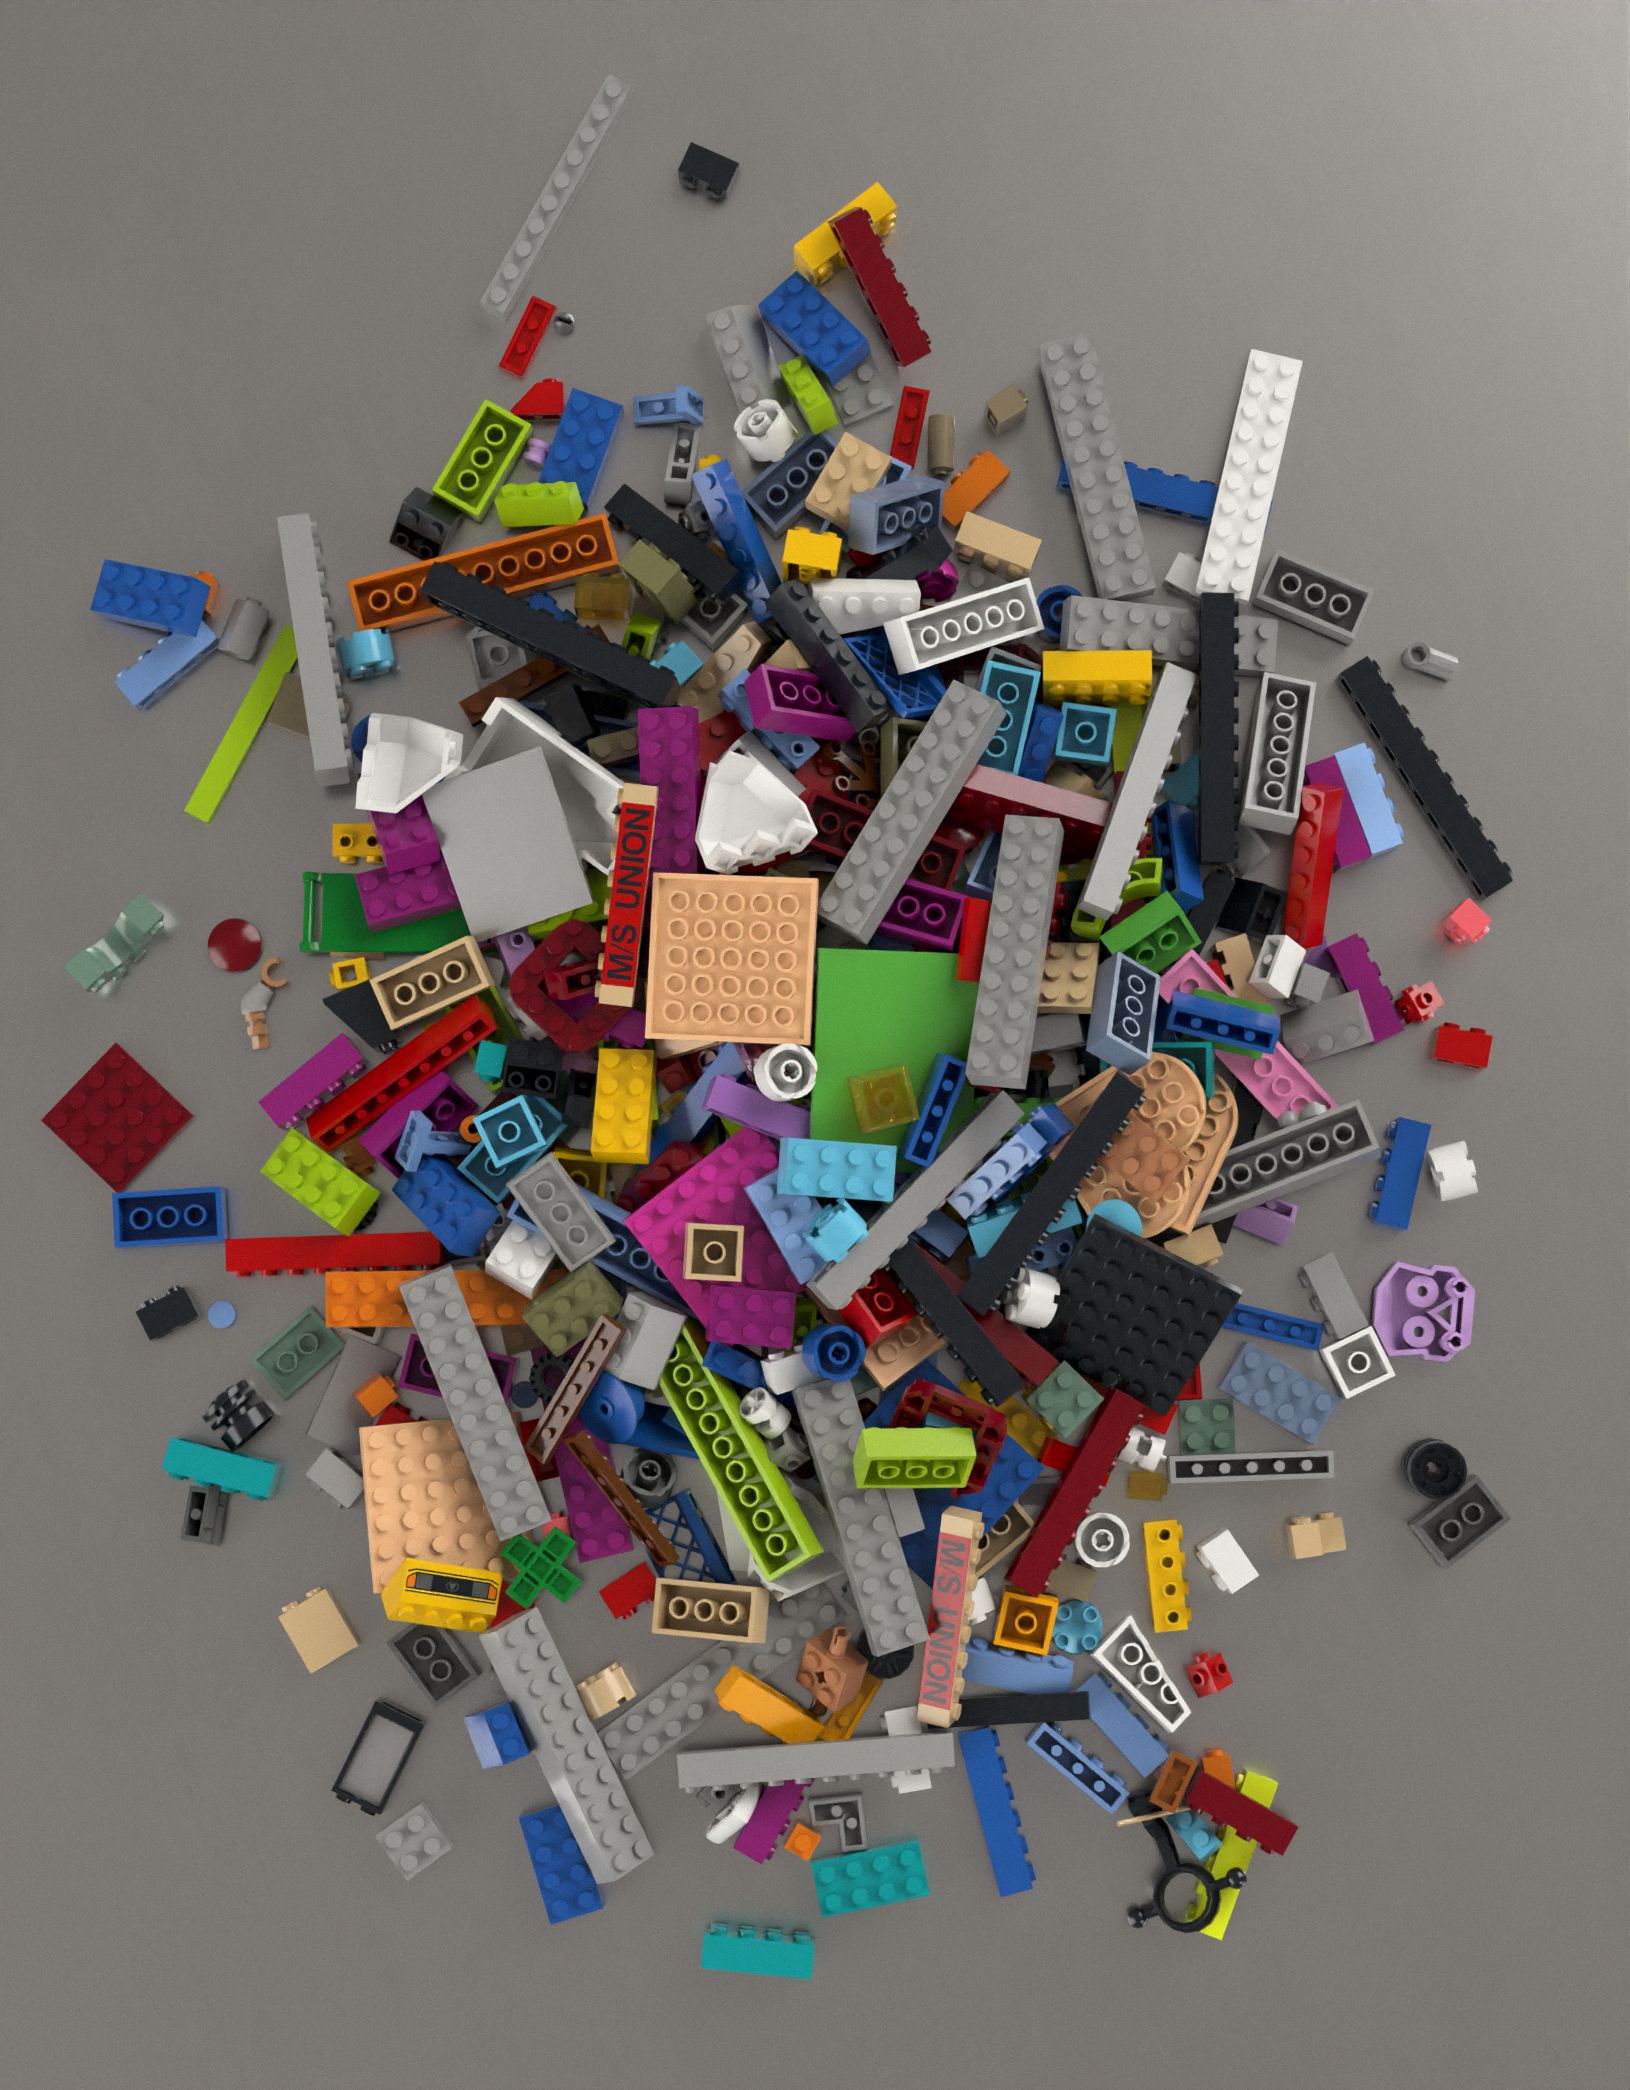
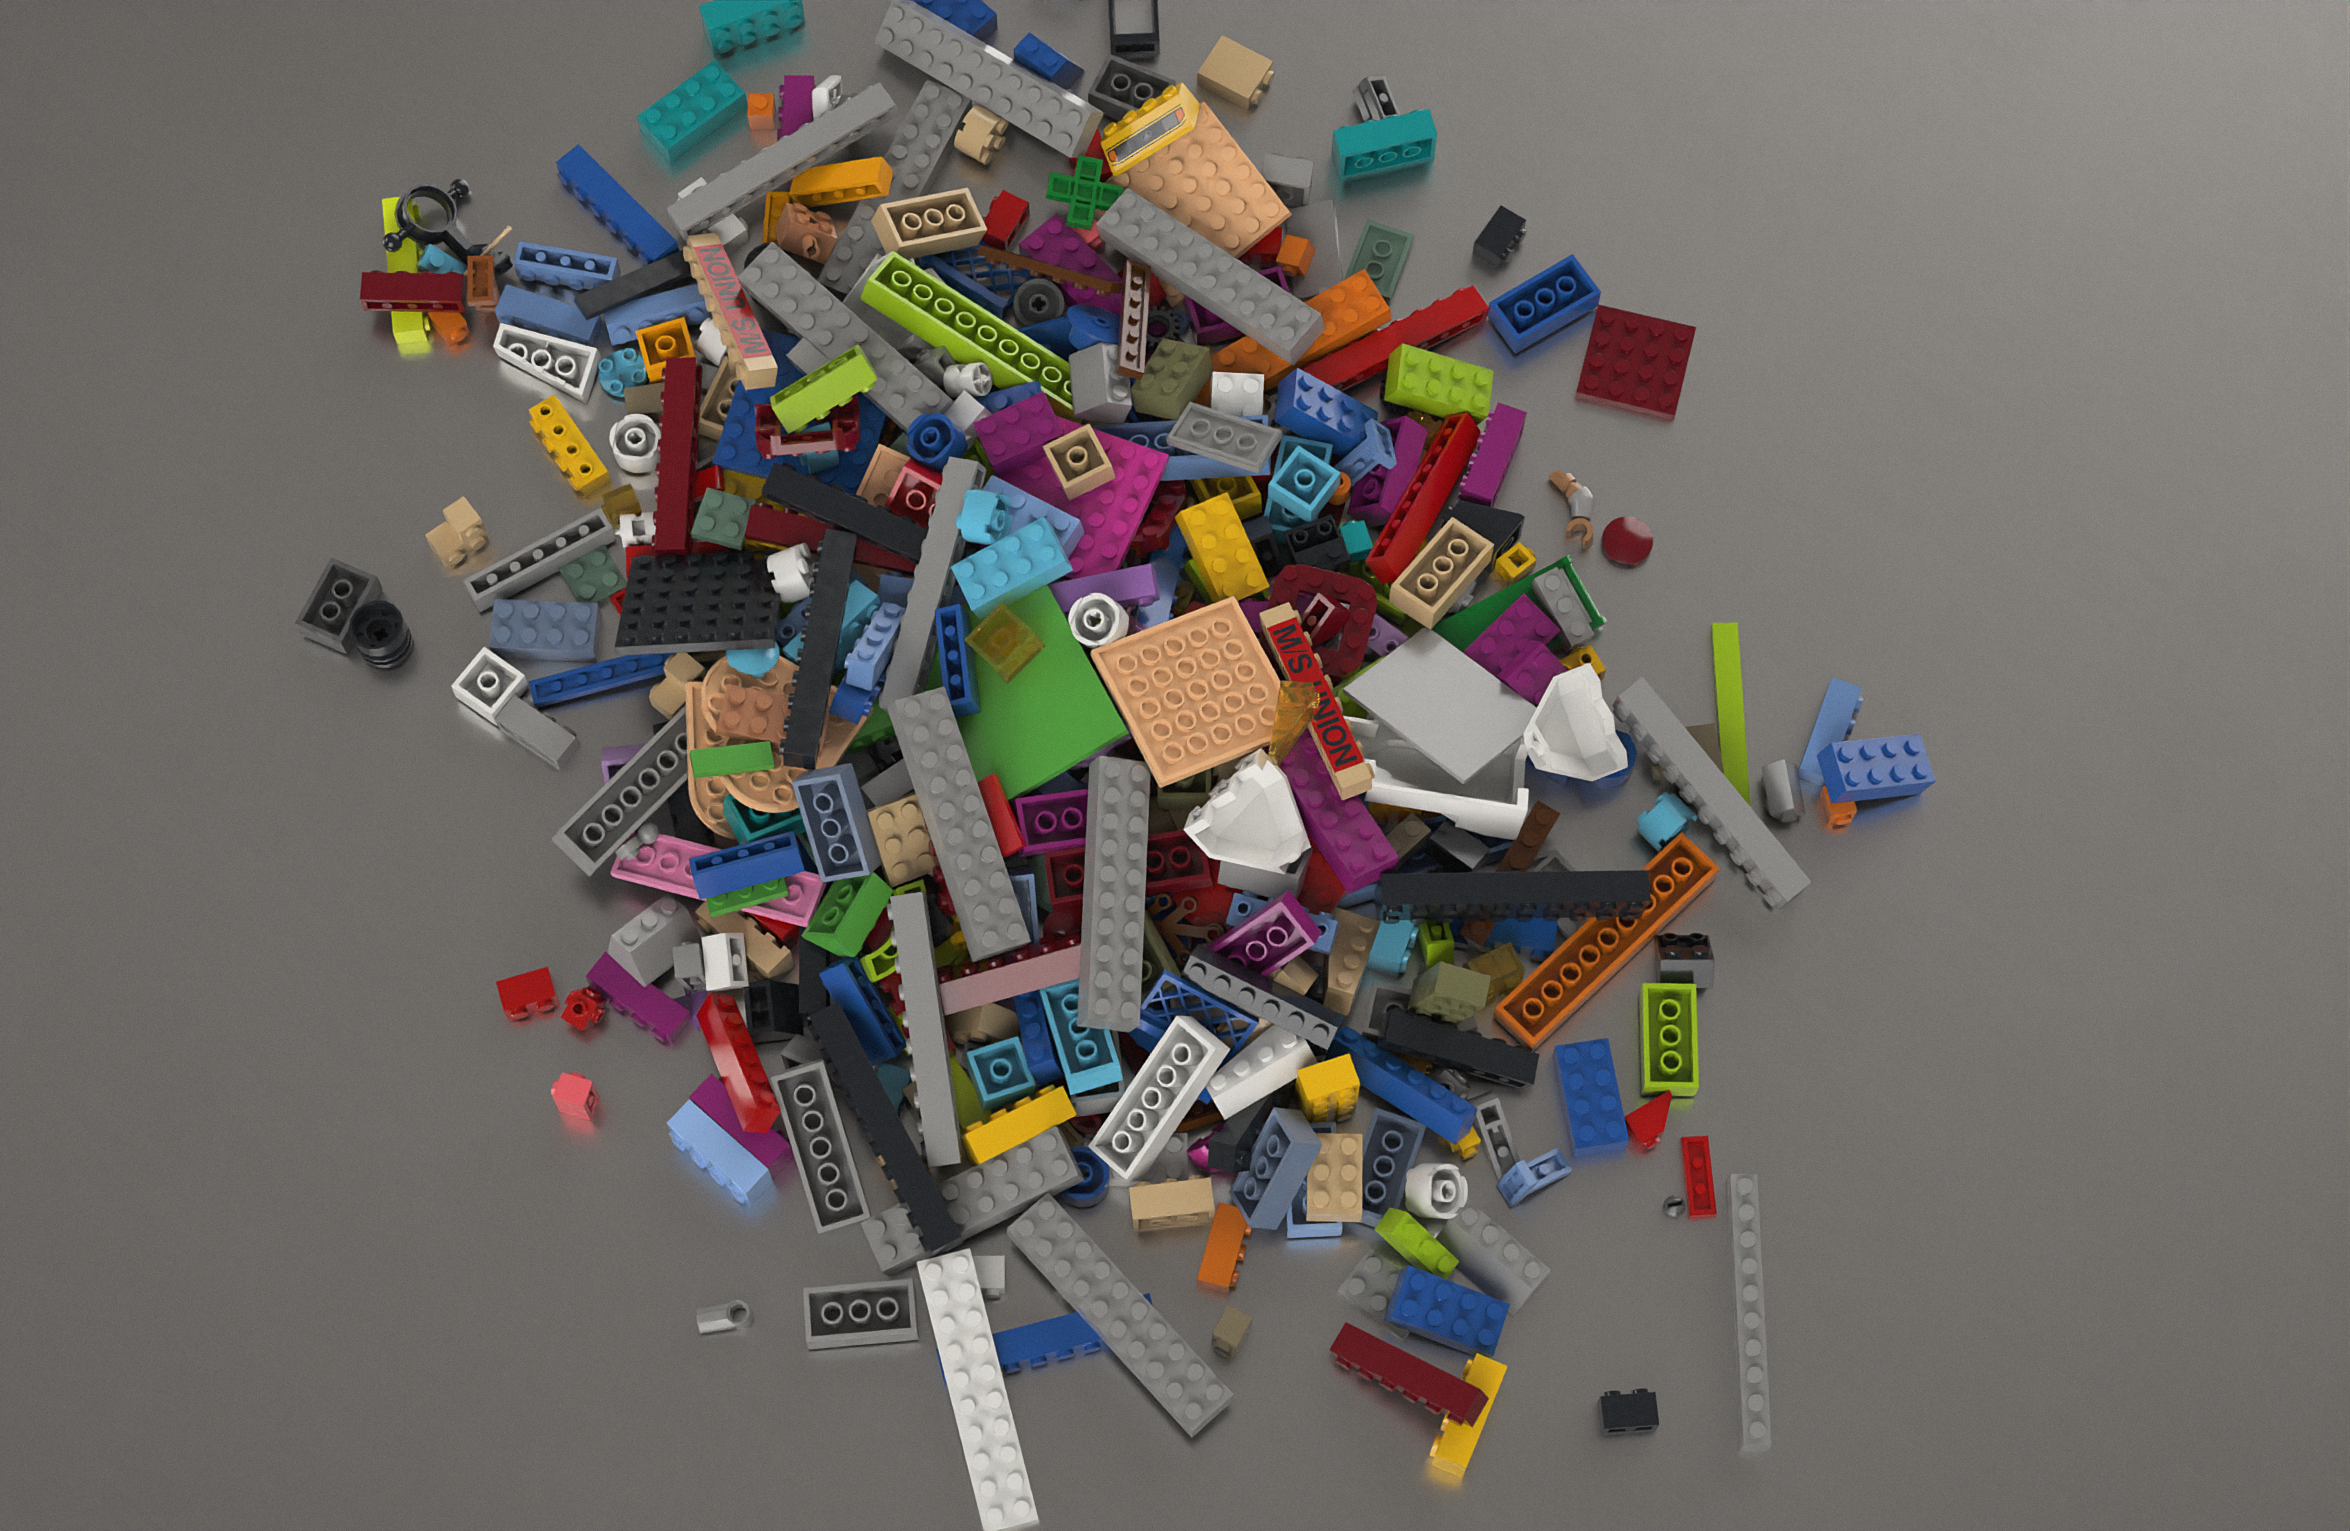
camera: 150 degrees right, 15 degrees down
(118, 947) = (1722, 475): sand green brick -> none
(222, 1314) = (1457, 259): medium blue tile -> none
(238, 1415) = (1395, 186): black wheel -> none
(339, 898) = (1562, 609): none -> light grey brick
(536, 453) = (1627, 1075): lavender wheel -> none
(539, 504) = (1595, 1022): lime brick -> none
(659, 882) = (1293, 714): none -> clear yellow slope
(847, 1813) = (737, 146): light grey brick -> none
(909, 424) = (1312, 1279): red tile -> none
(941, 444) = (1273, 1275): dark tan brick -> none
(1189, 1122) = (731, 759): none -> bright green tile
(1208, 1674) = (492, 387): red brick -> none
(1227, 1561) = (522, 476): white brick -> none
(1400, 1174) = (528, 860): blue brick -> none
(1400, 1310) = (472, 749): lavender brick -> none
(1425, 778) = (677, 1209): black brick -> none
(1452, 1171) = (484, 878): white brick -> none

